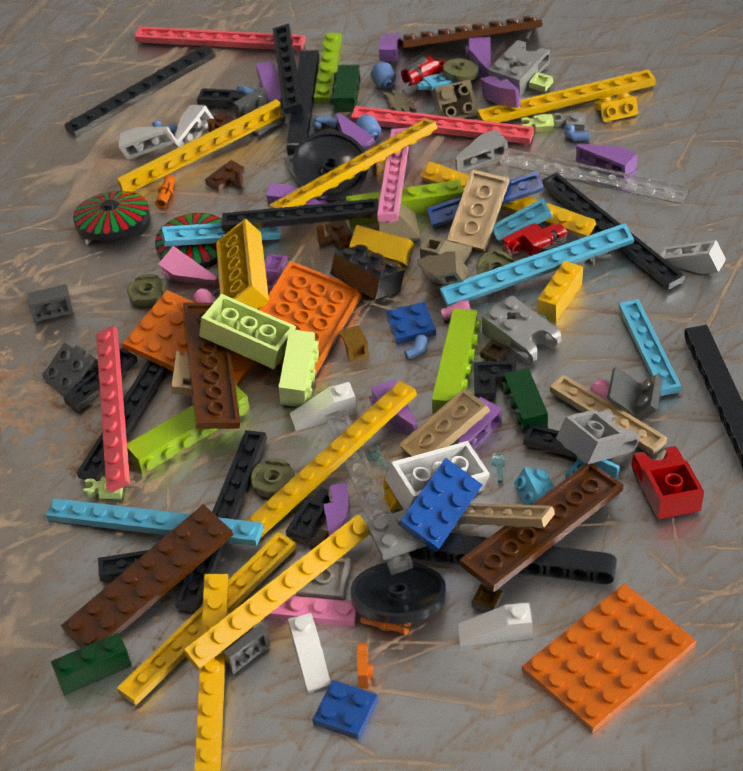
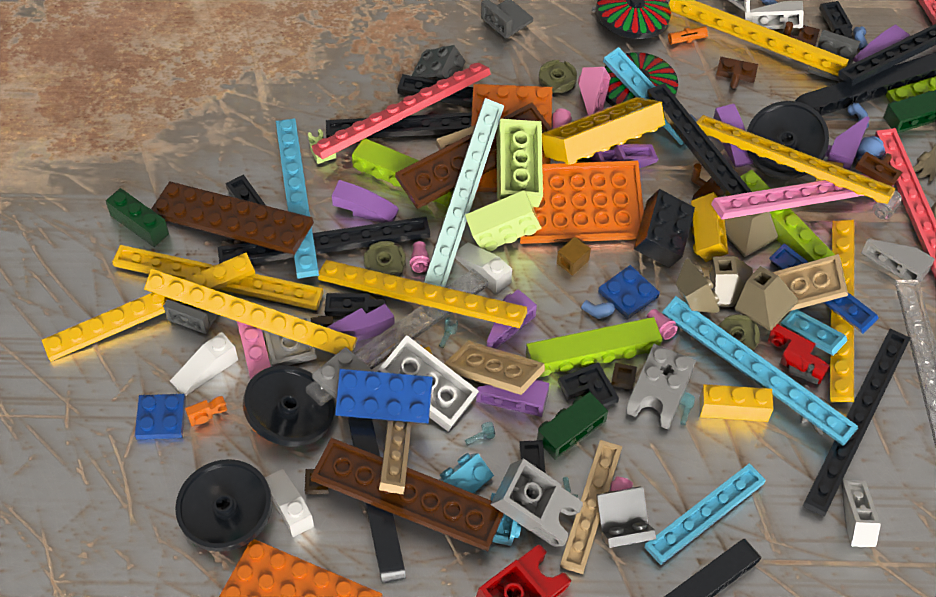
camera: 60 degrees right, 10 degrees up
(197, 473) = (363, 203): none -> medium lavender slope
(250, 384) = (463, 193): none -> light aqua plate
(288, 451) = (419, 259): none -> bright pink cone
(391, 127) = (878, 169): none -> reddish brown plate
(428, 143) = (884, 210): none -> clear brick
(479, 233) = (765, 299): none -> dark tan slope
(480, 674) = (223, 505): none -> black dish

